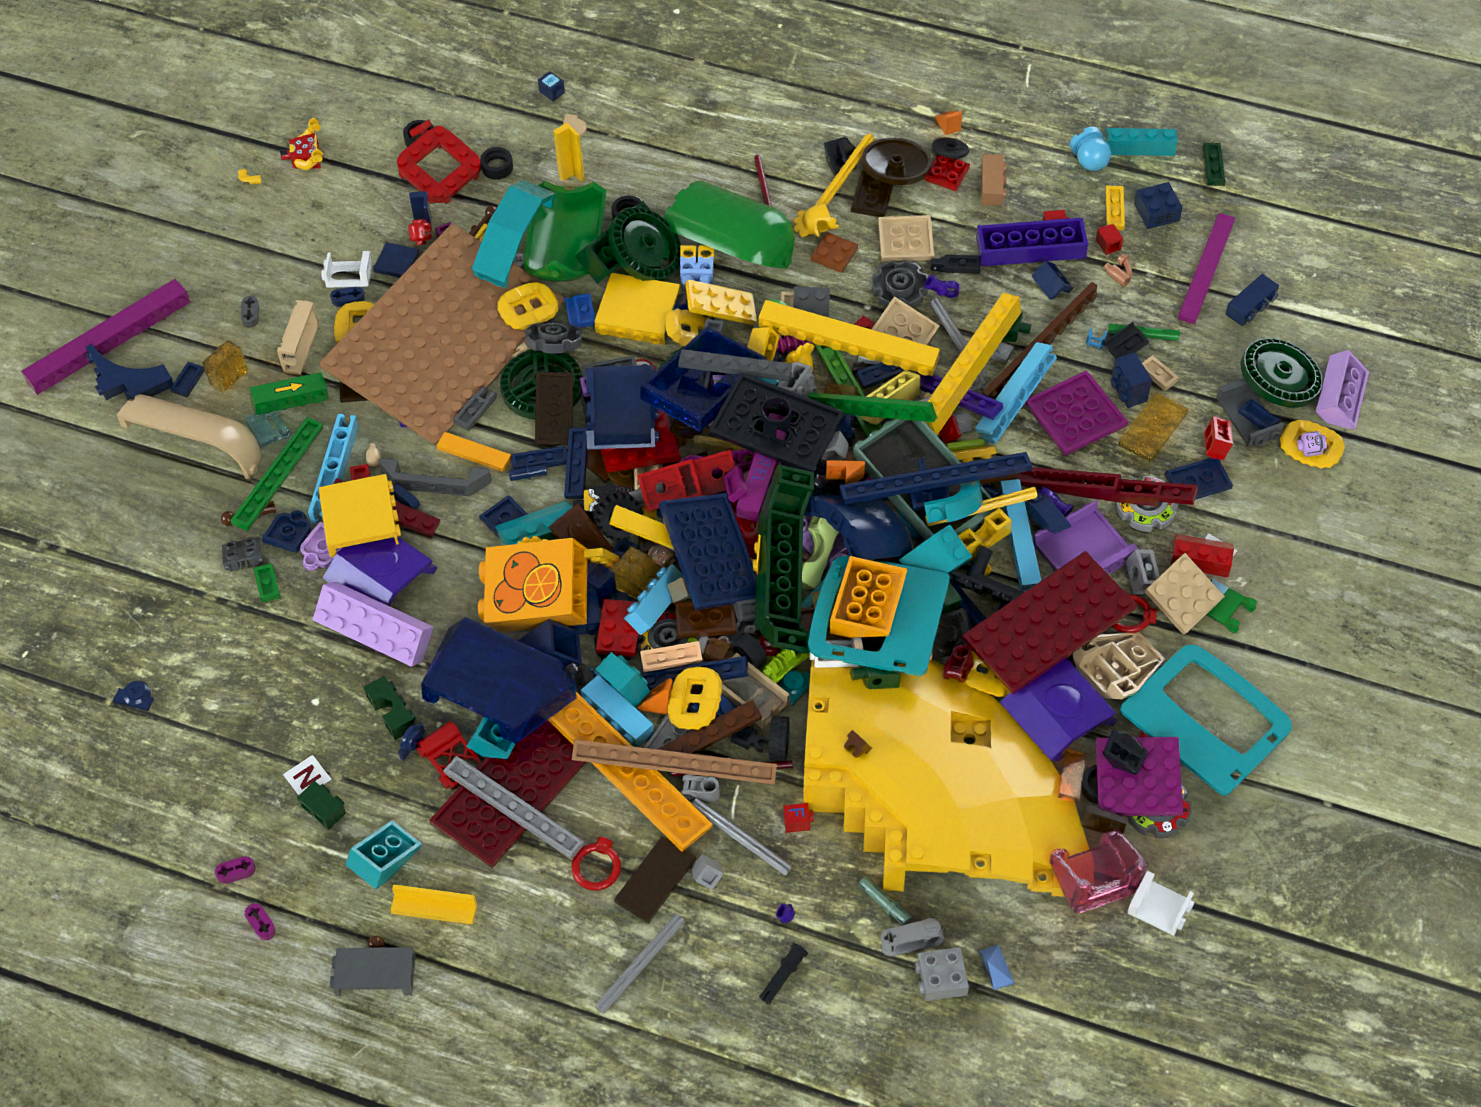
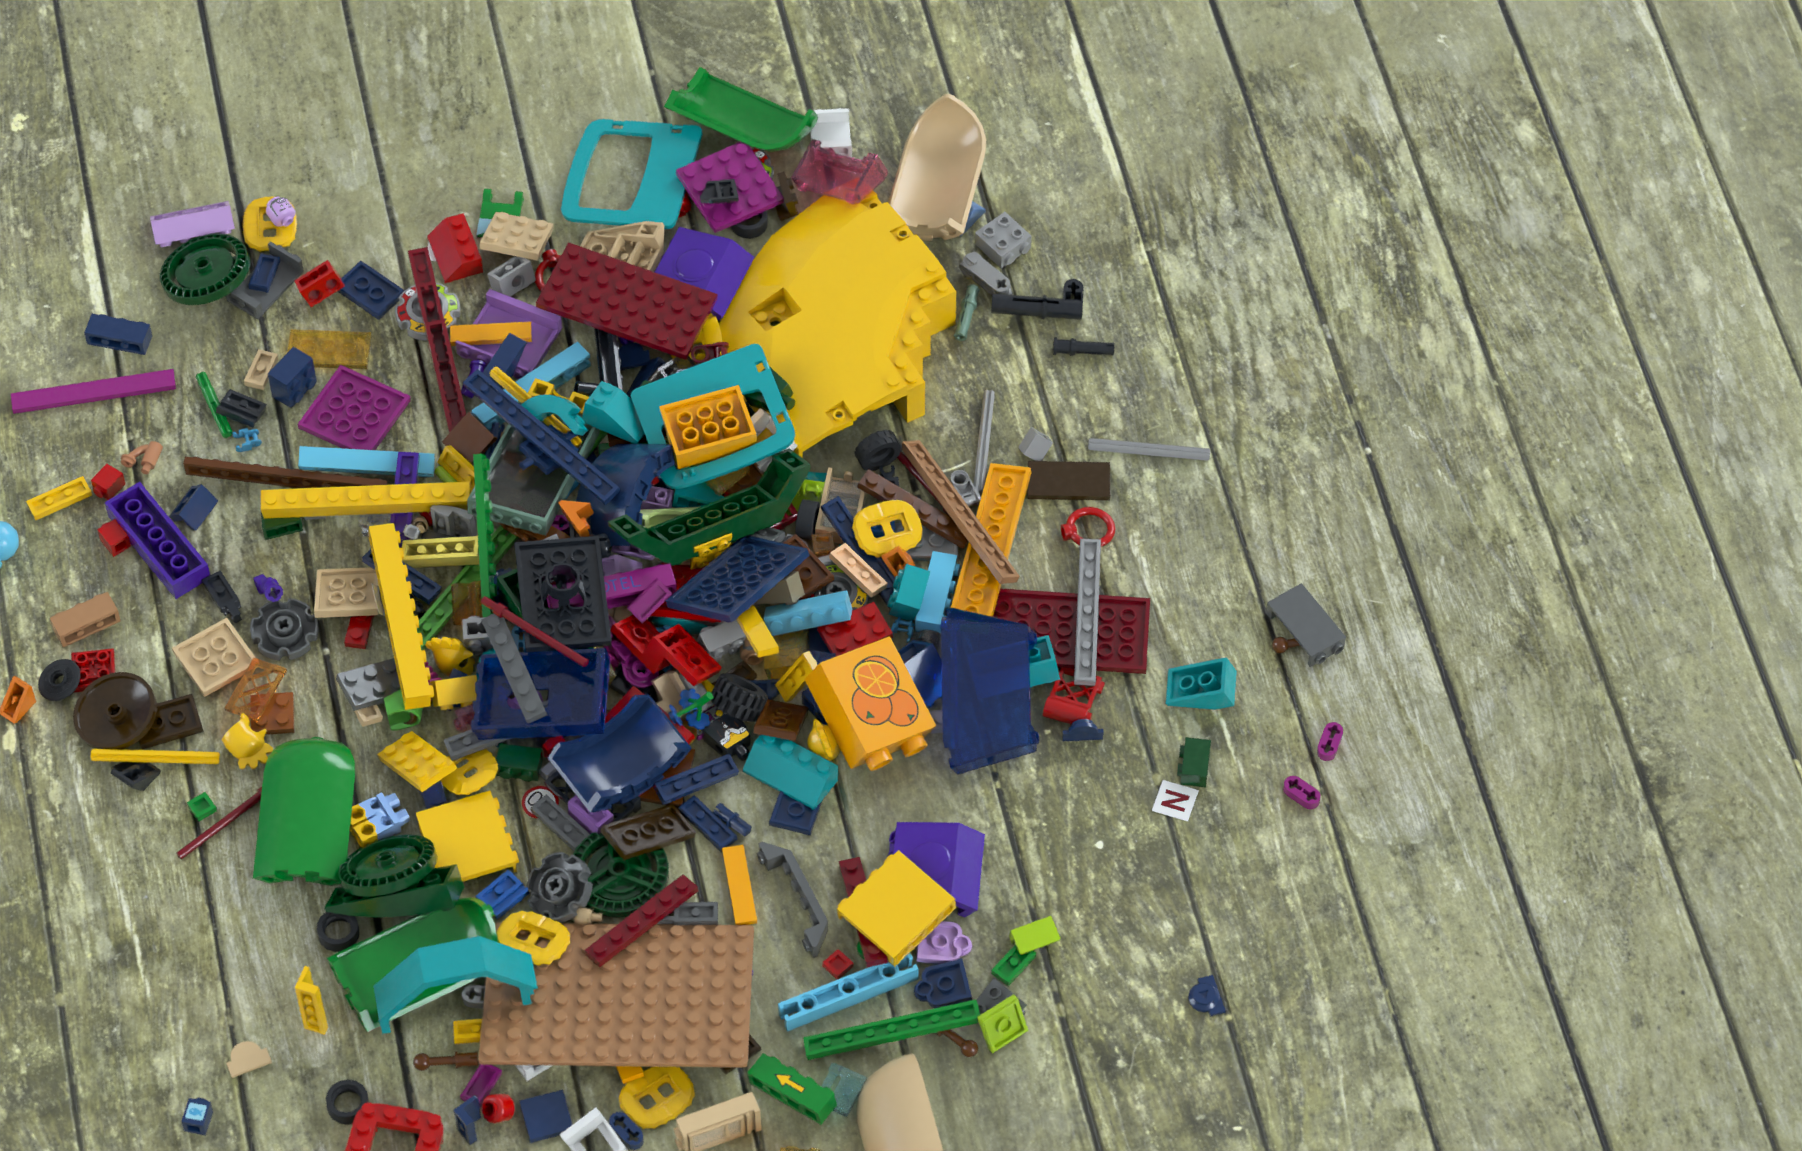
camera: 125 degrees left, 0 degrees up
(221, 540) = (1002, 1023): none -> lime tile
(275, 605) = (1034, 935): none -> lime panel
(373, 455) = (807, 969): tan cylinder -> none
(373, 623) = (996, 829): lavender brick -> none
(382, 694) = (1069, 756): dark green arch -> none
(404, 497) = (837, 897): dark blue beam -> none
(434, 904) = (1216, 621): yellow panel -> none
(488, 372) = (641, 920): none -> dark red plate
(623, 480) = (691, 701): none -> blue plant
(783, 369) = (501, 611): none -> dark red bar
(785, 181) = (201, 806): none -> green plate
(785, 913) = (1034, 372): dark purple plate -> none
(797, 817) = (939, 408): red brick -> none
(847, 964) = (1043, 306): none -> black piece
(856, 741) = (863, 350): reddish brown tile -> none
(859, 233) = (238, 693): none -> clear orange window
(920, 379) = (411, 531): none -> light grey bar
(951, 328) = (318, 554): light grey axle -> none
(1049, 957) = (939, 170): none -> tan panel
(1072, 775) = (762, 236): clear orange tile -> none
(1095, 529) = (489, 333): none -> light orange tile
(1158, 205) = (36, 460): dark blue brick -> none
(1222, 832) = (740, 113): none -> green panel

